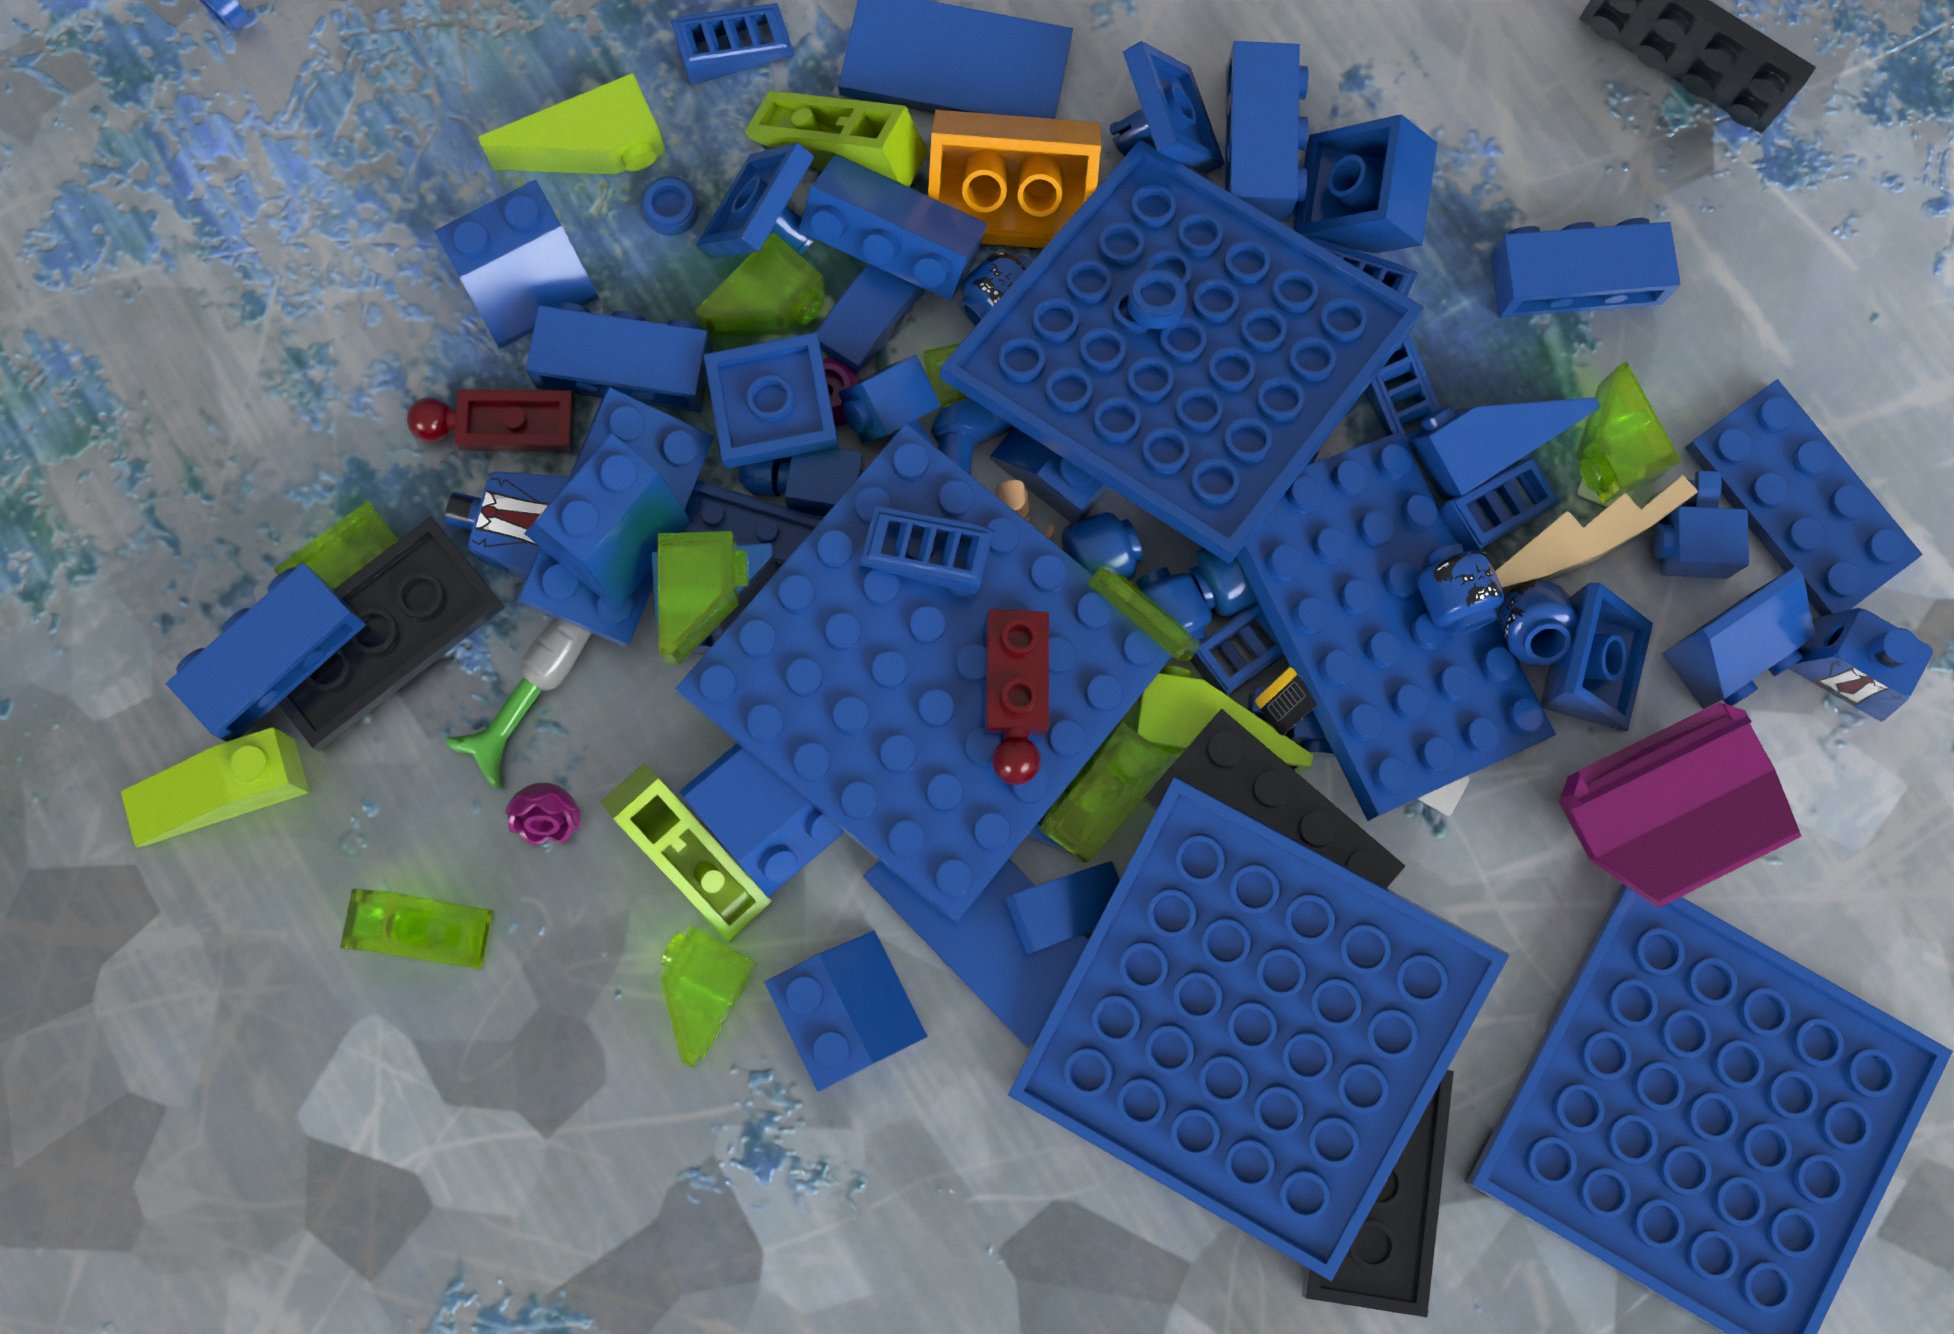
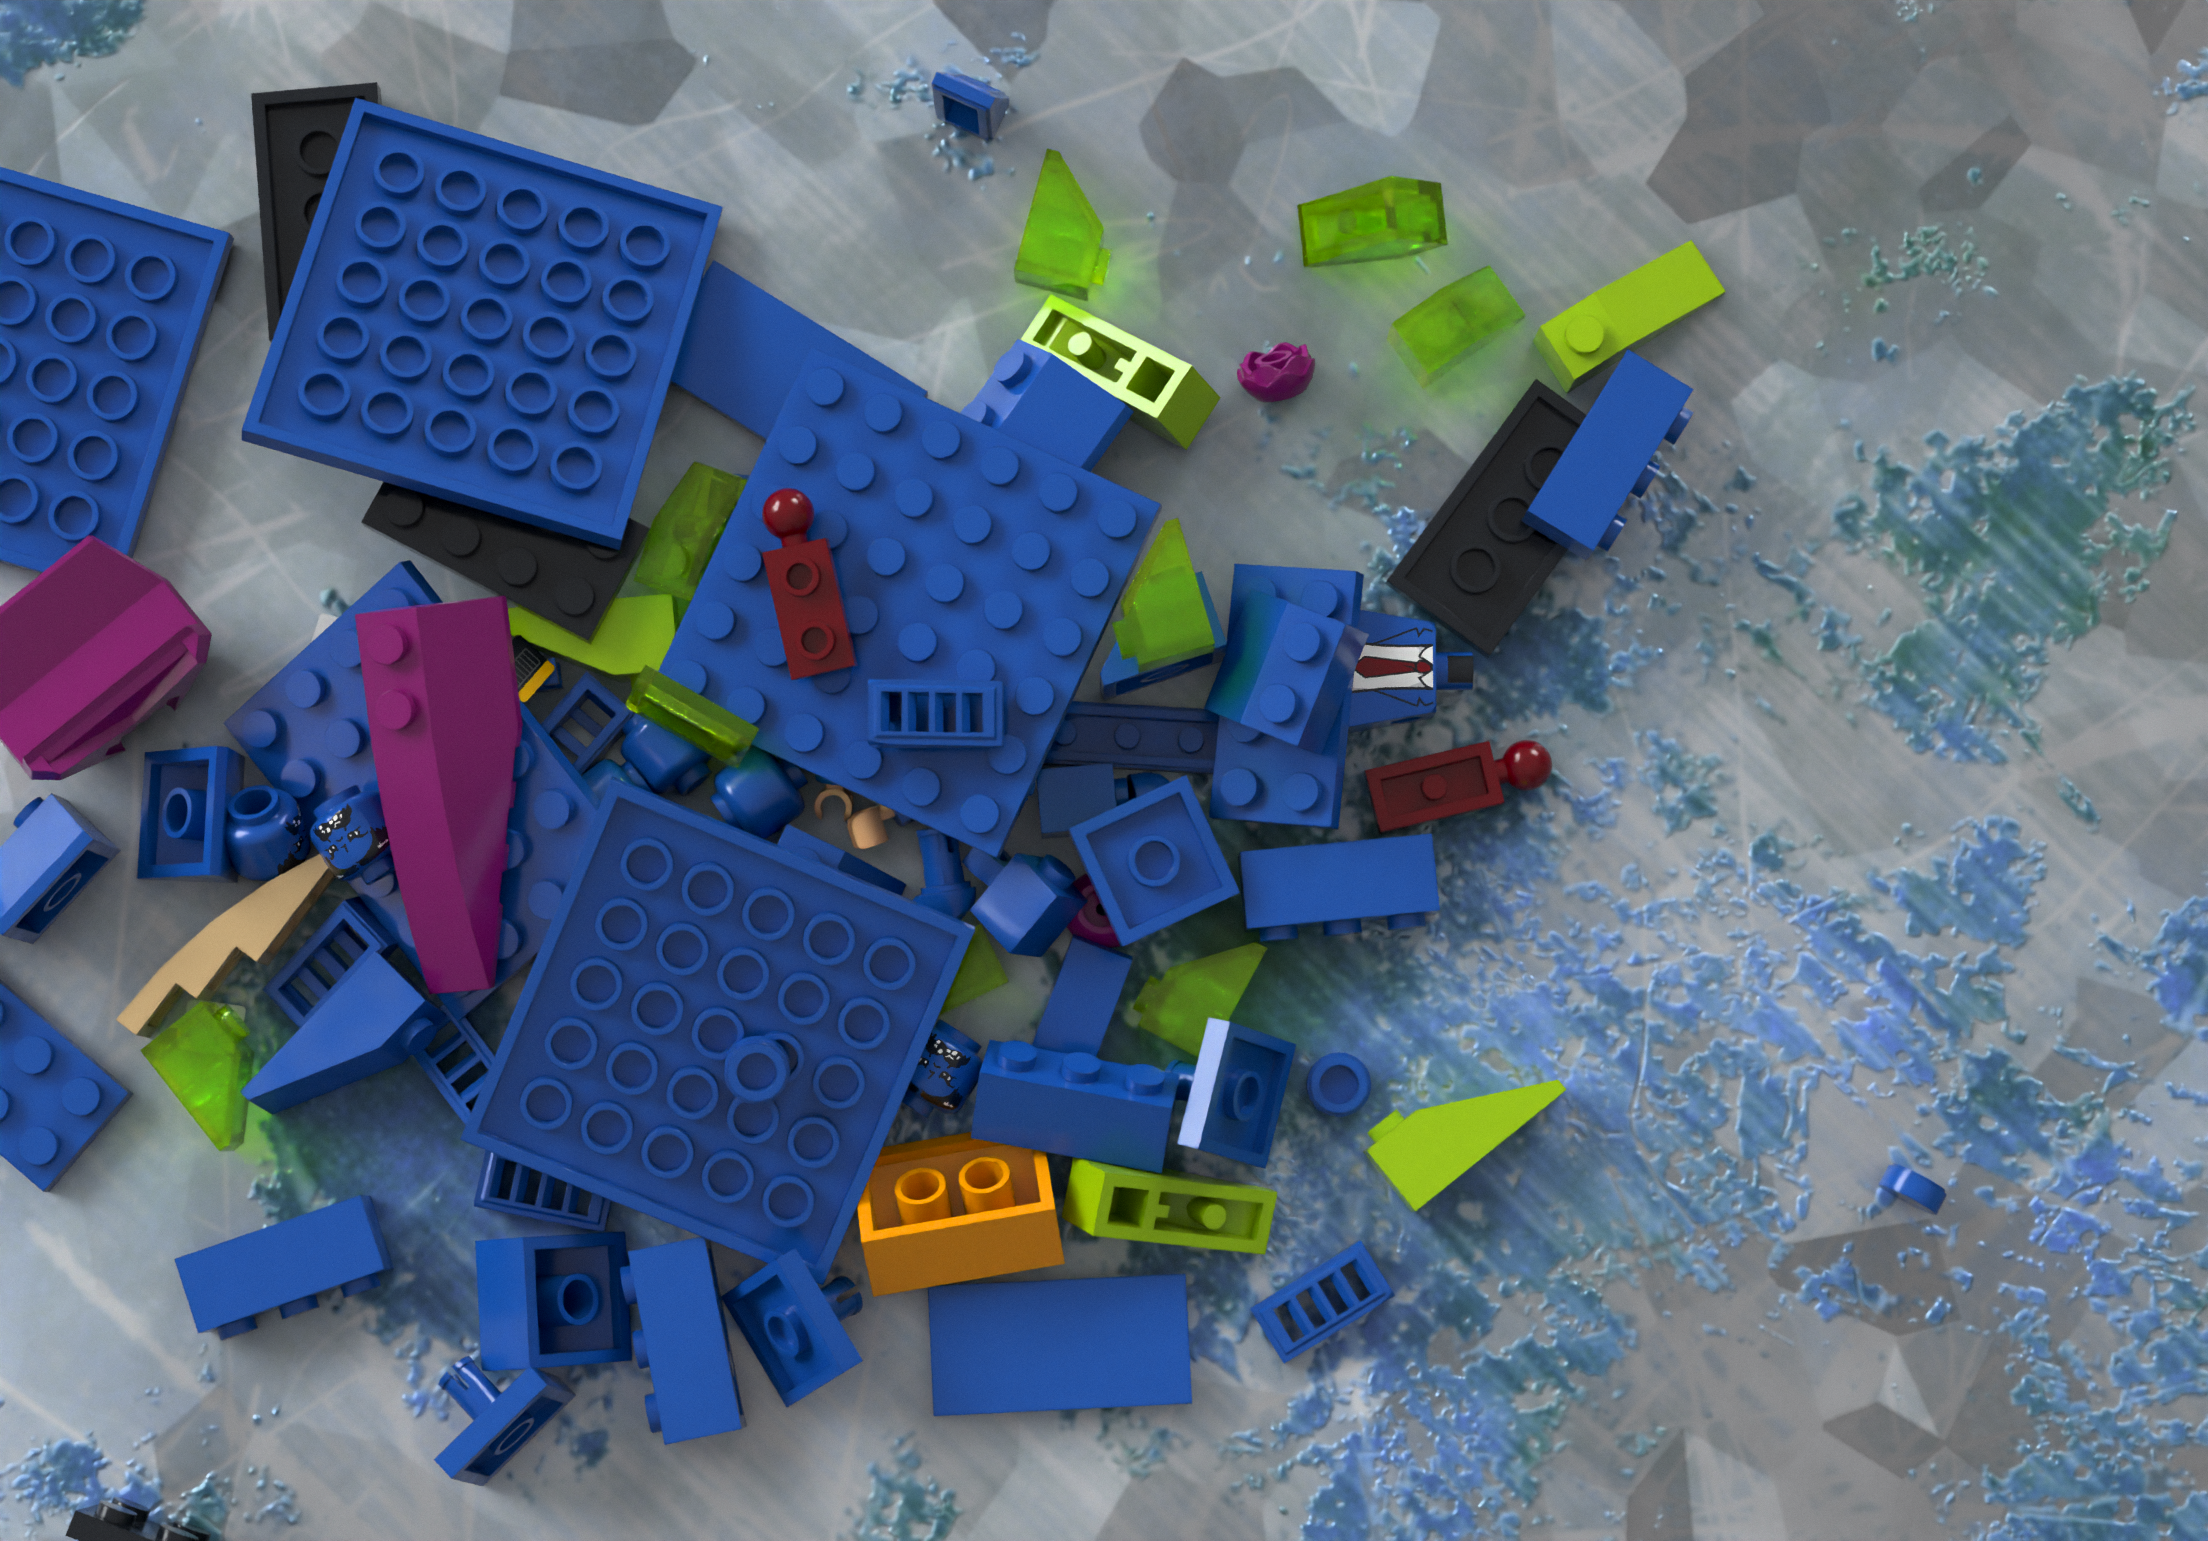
camera: 170 degrees right, 5 degrees up
(345, 546) = (1576, 598): clear neon green tile -> none
(371, 816) = (1453, 324): none -> clear neon green slope
(514, 260) = (1482, 962): blue slope -> none
(542, 668) = (1324, 524): piece -> none
(750, 1137) = (969, 104): none -> blue slope
(845, 1010) = (909, 249): blue slope -> none
(1062, 907) = (705, 405): blue slope -> none
(1375, 624) = (444, 766): none -> magenta wedge
(1432, 91) = (500, 1420): none -> blue tile
(1702, 536) = (98, 980): blue brick -> none

